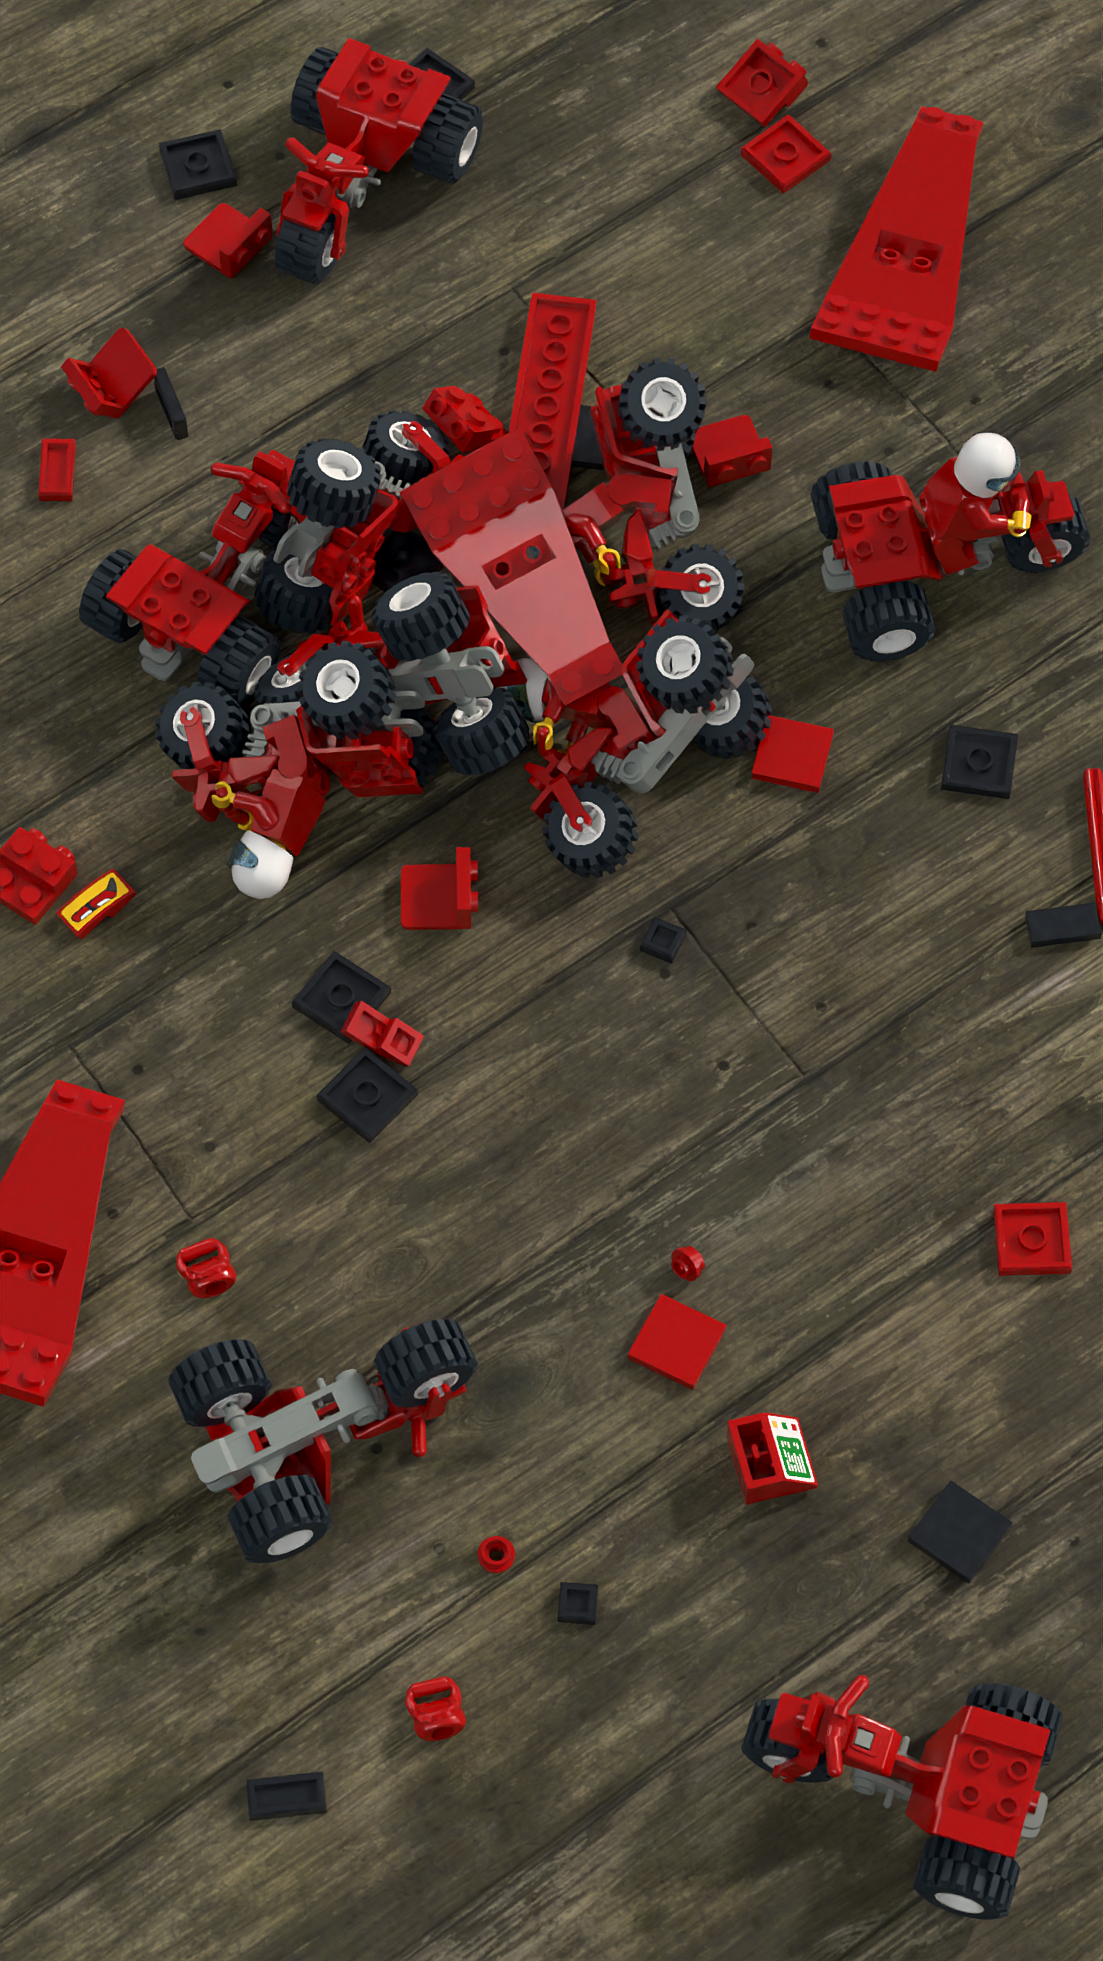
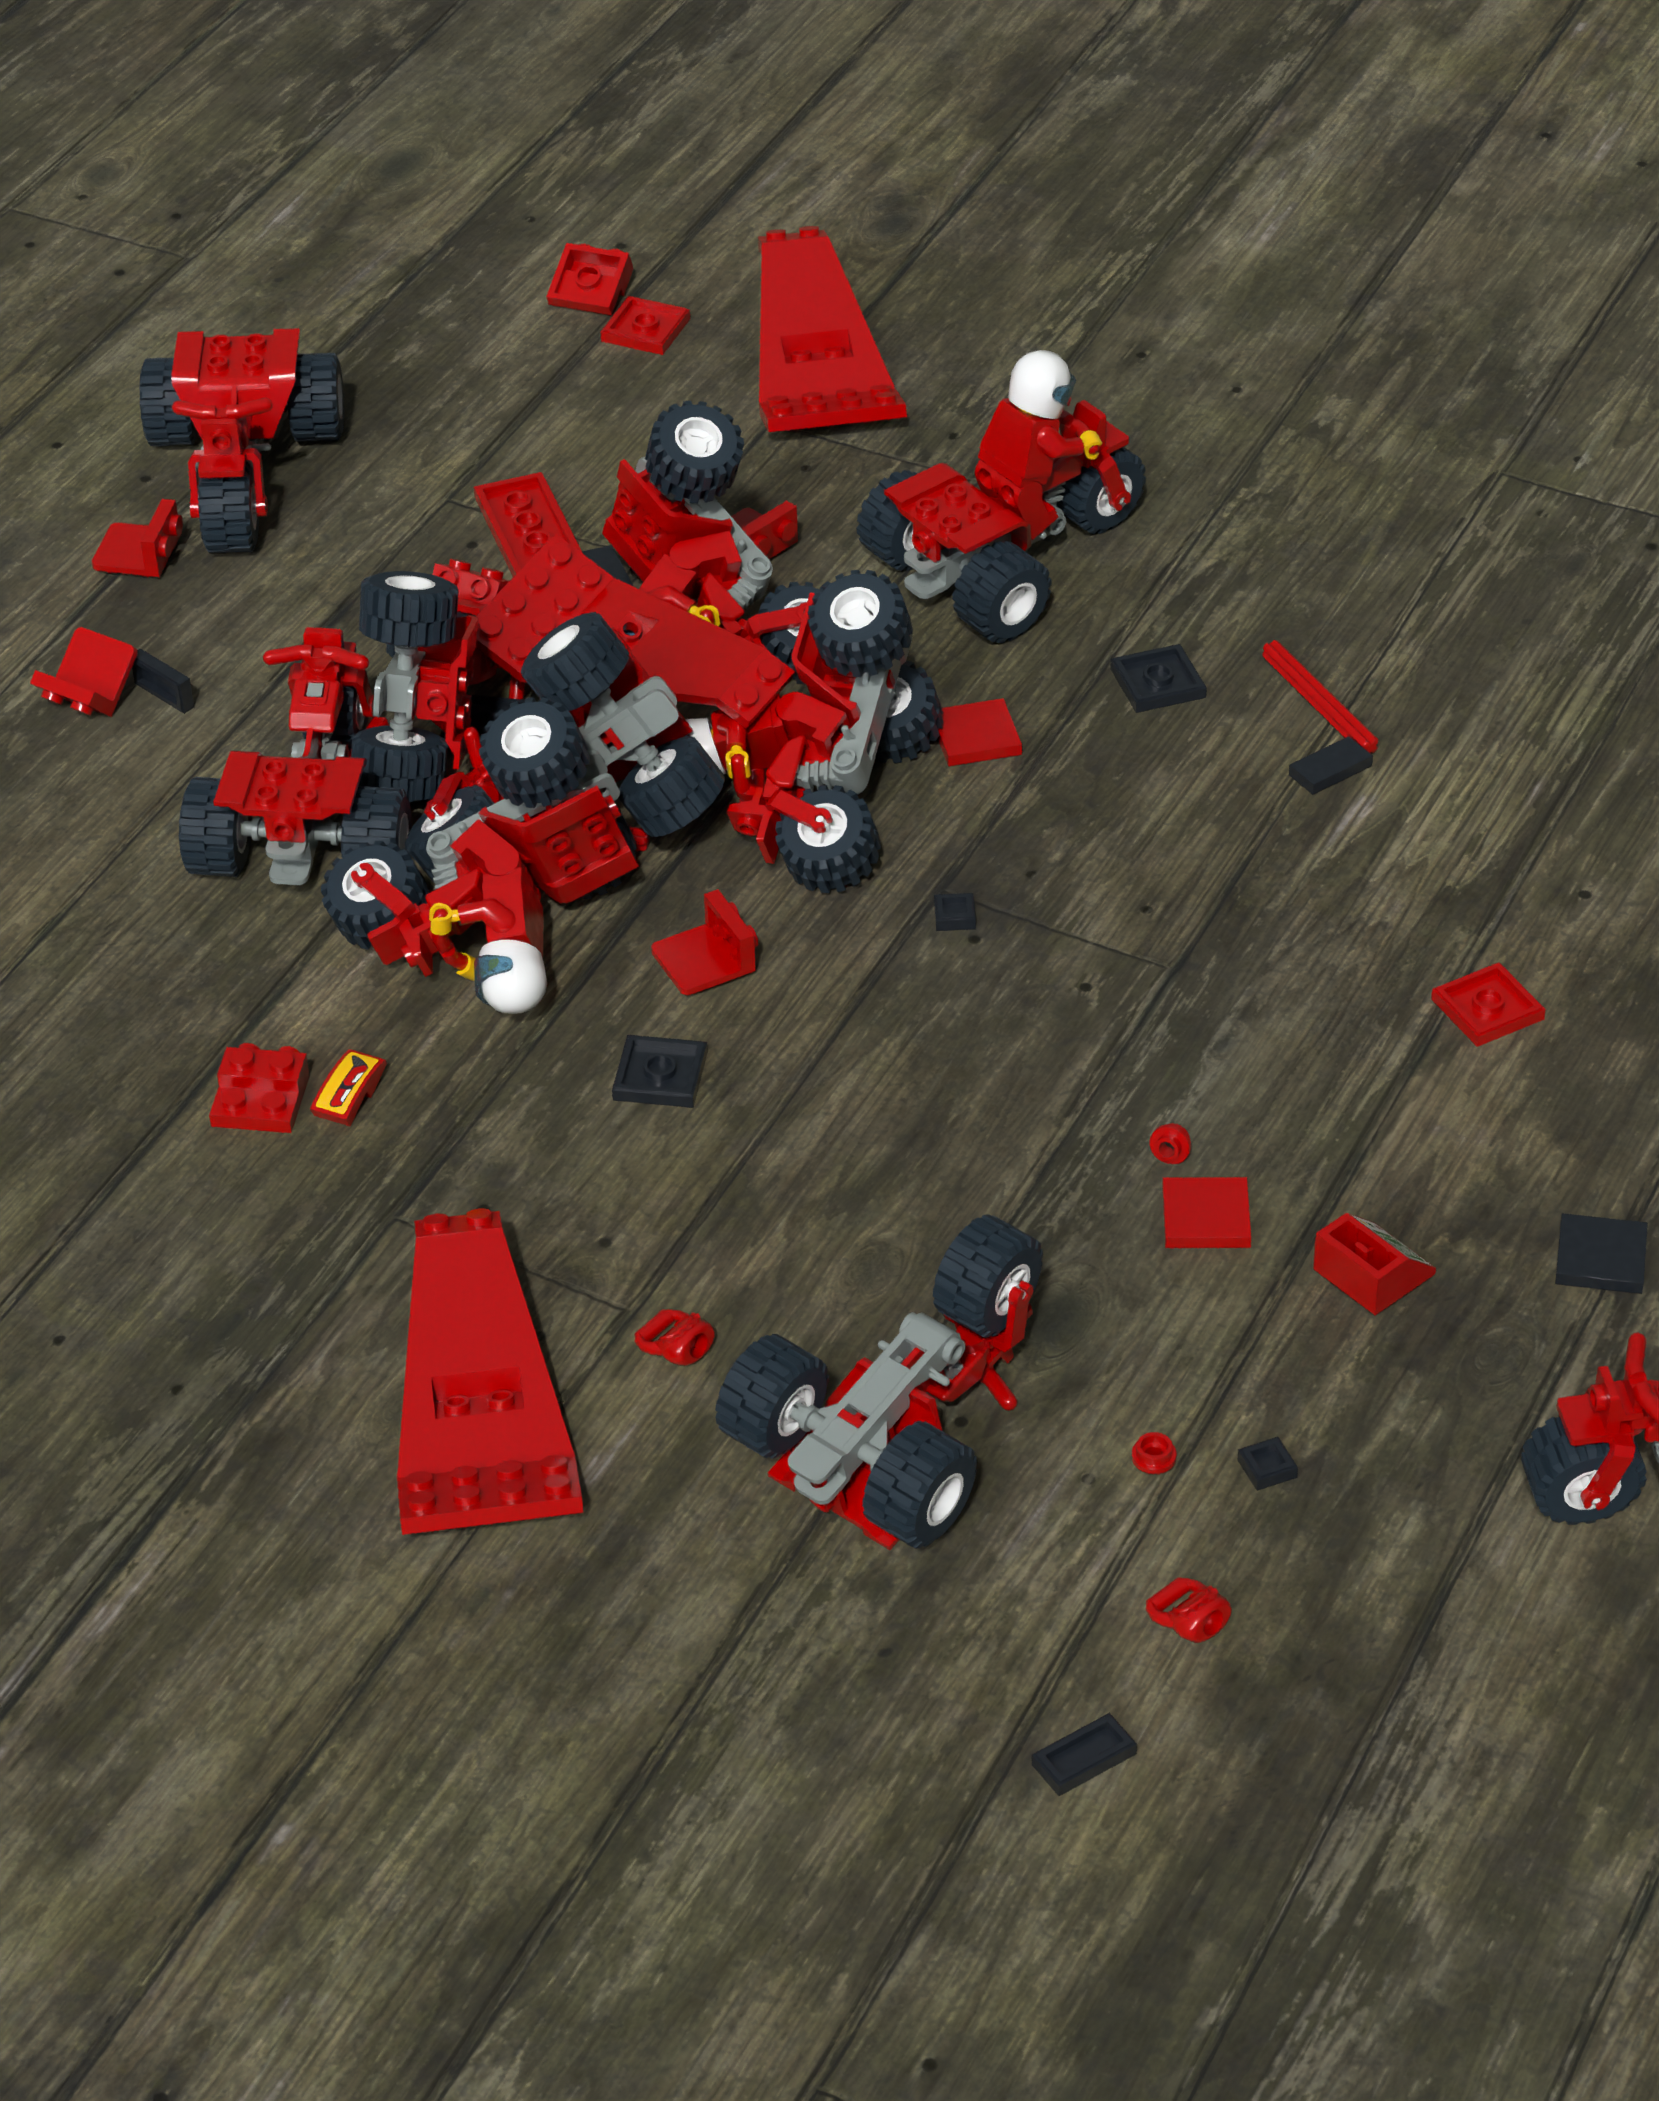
camera: 25 degrees left, 20 degrees down
(57, 470) = (73, 772): red tile -> none
(197, 164) = (66, 507): black tile -> none
(367, 1095) = (742, 1137): black tile -> none
(382, 1035) = (730, 1083): red slope -> none

